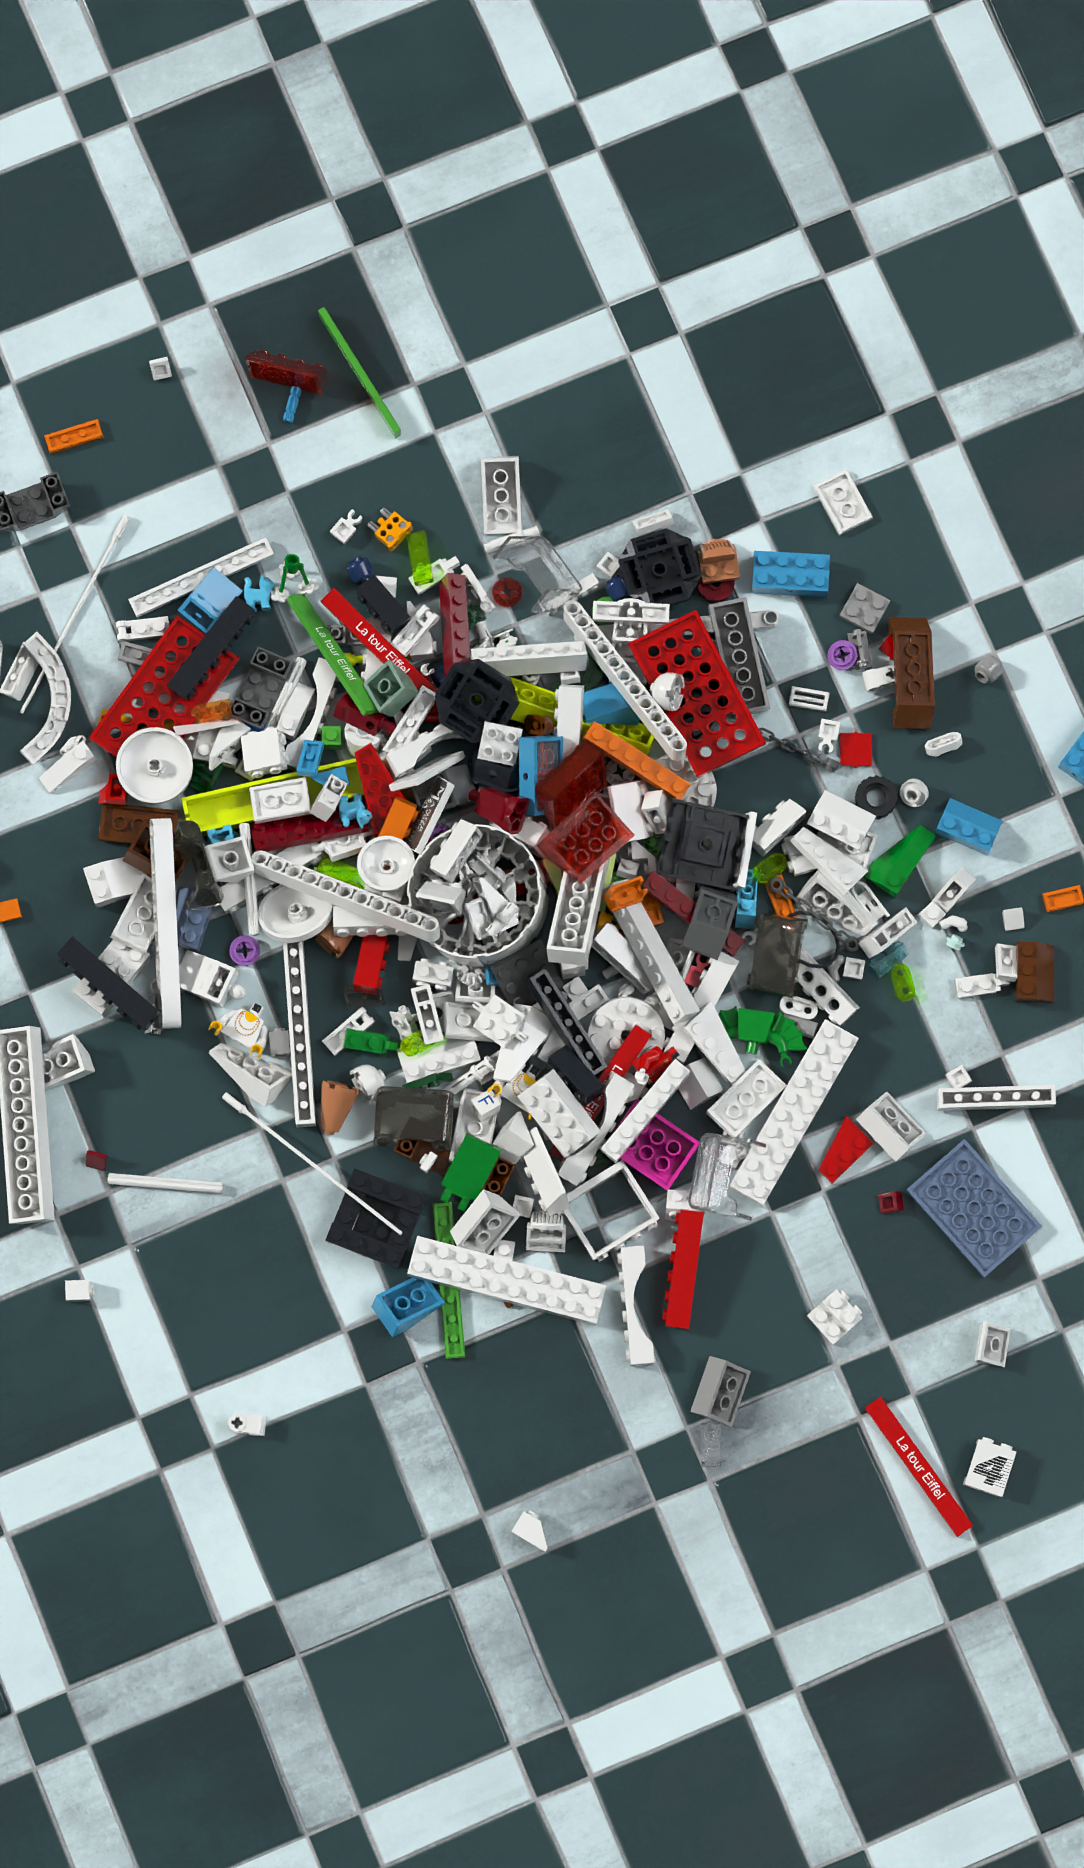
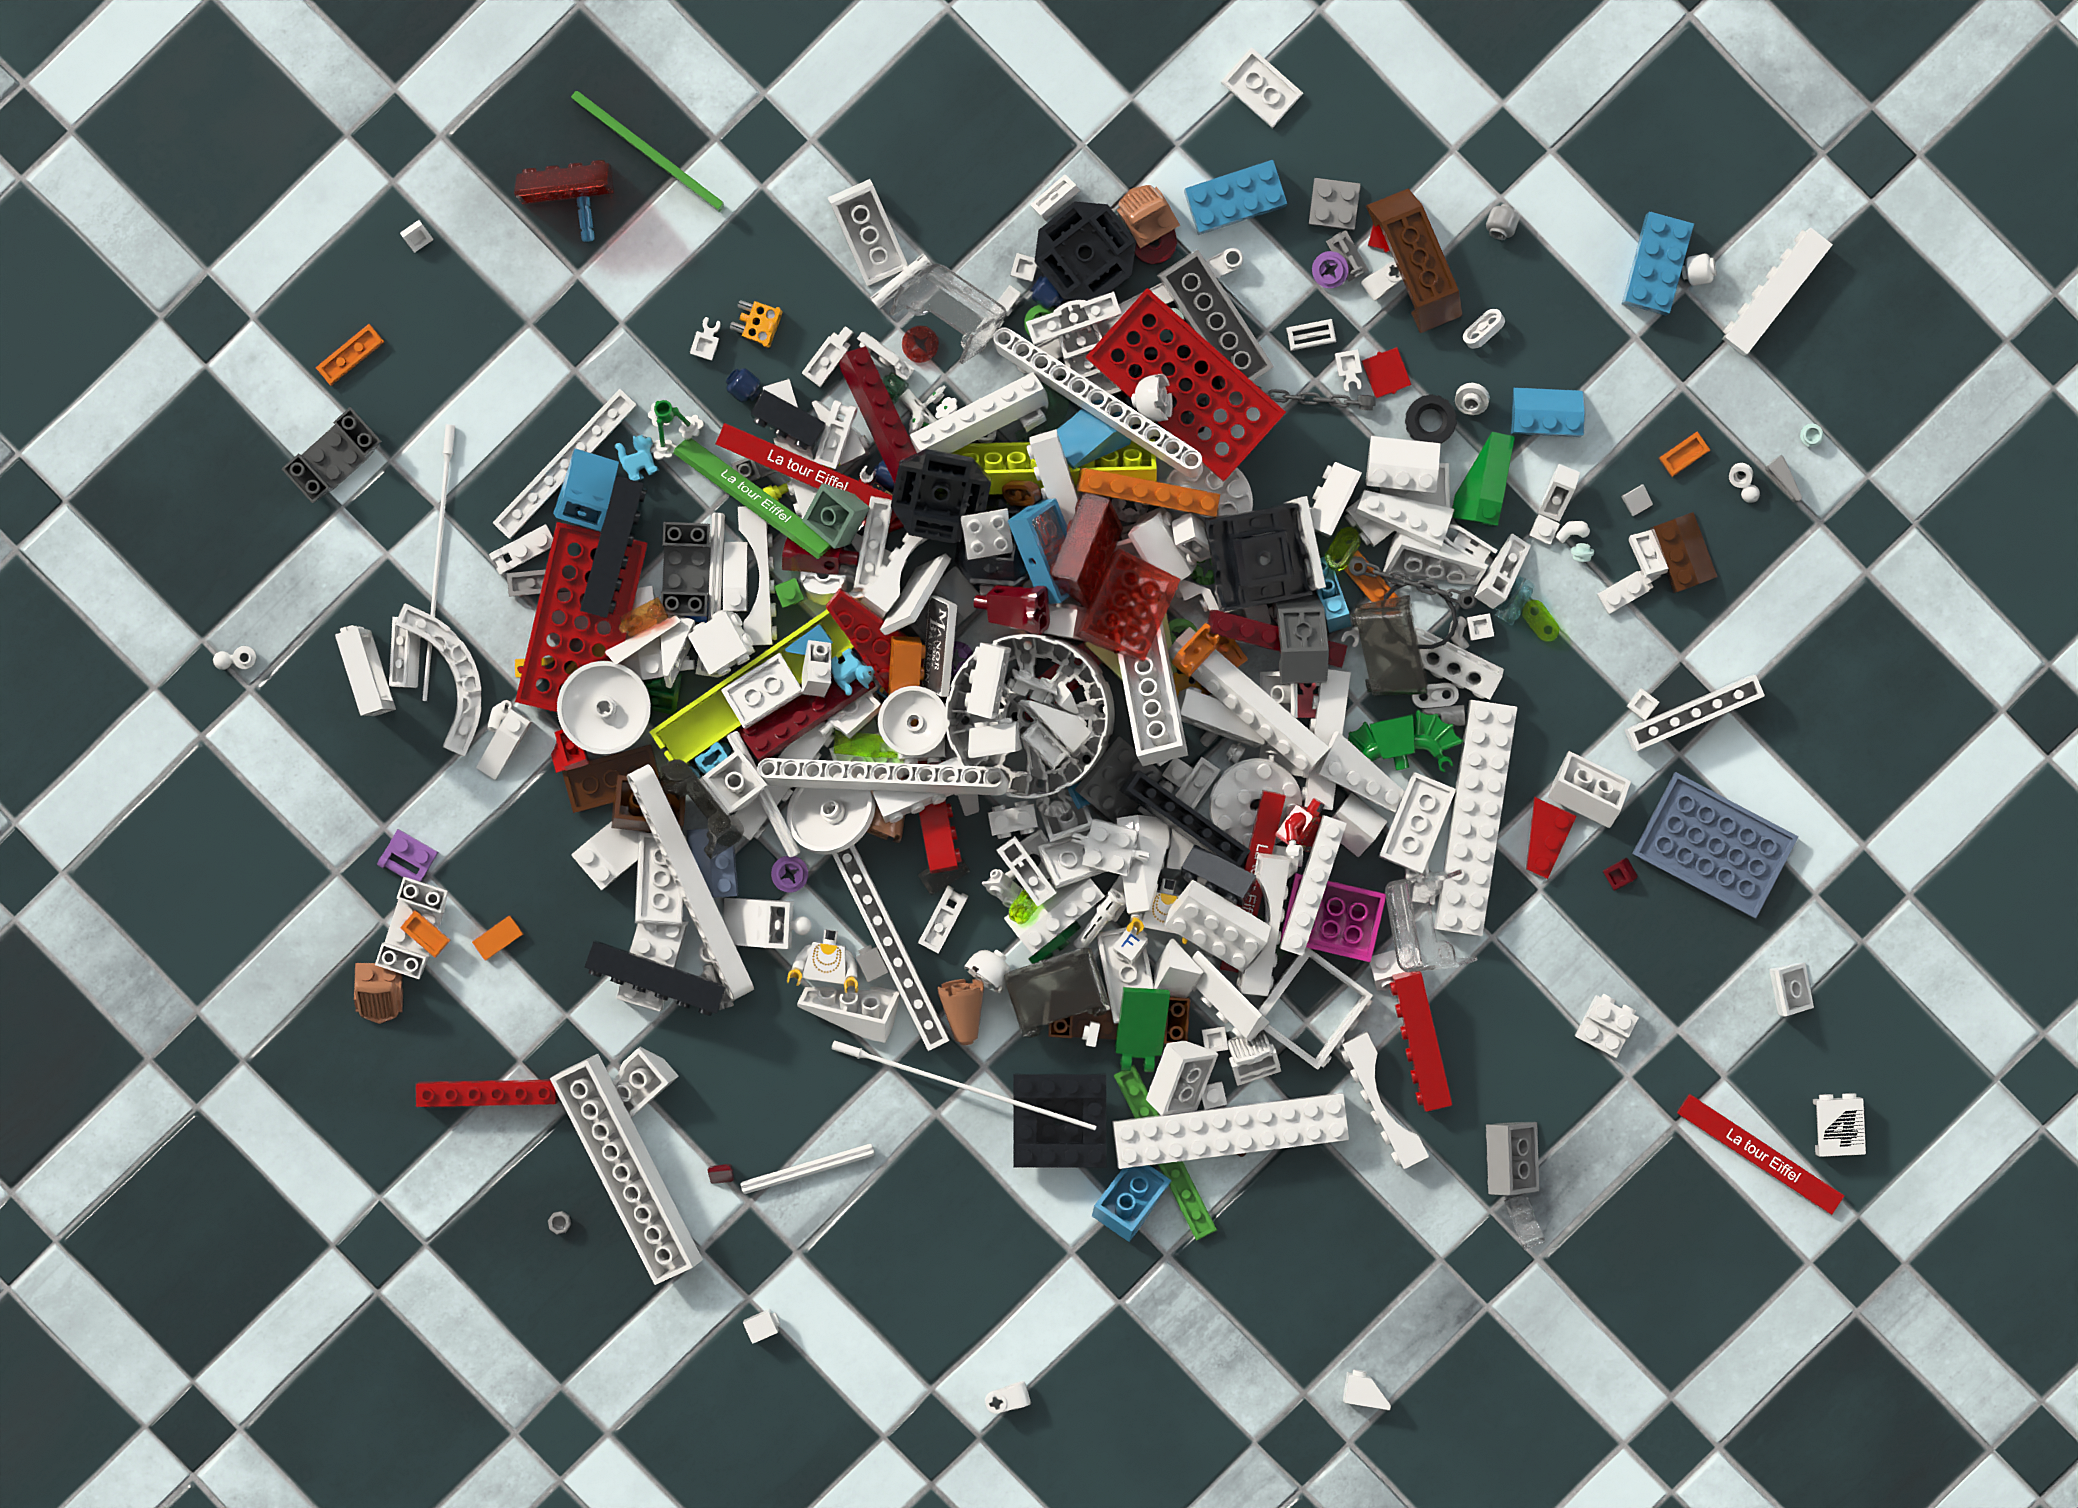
camera: 20 degrees left, 10 degrees up
(310, 758) = (776, 630): dark azure plate -> none
(368, 1041) = (970, 923): green hinge -> none
(420, 558) = (805, 344): clear neon green plate -> none
(502, 919) = (1072, 738): white pin -> none
(627, 869) = (1183, 613): white plate -> none

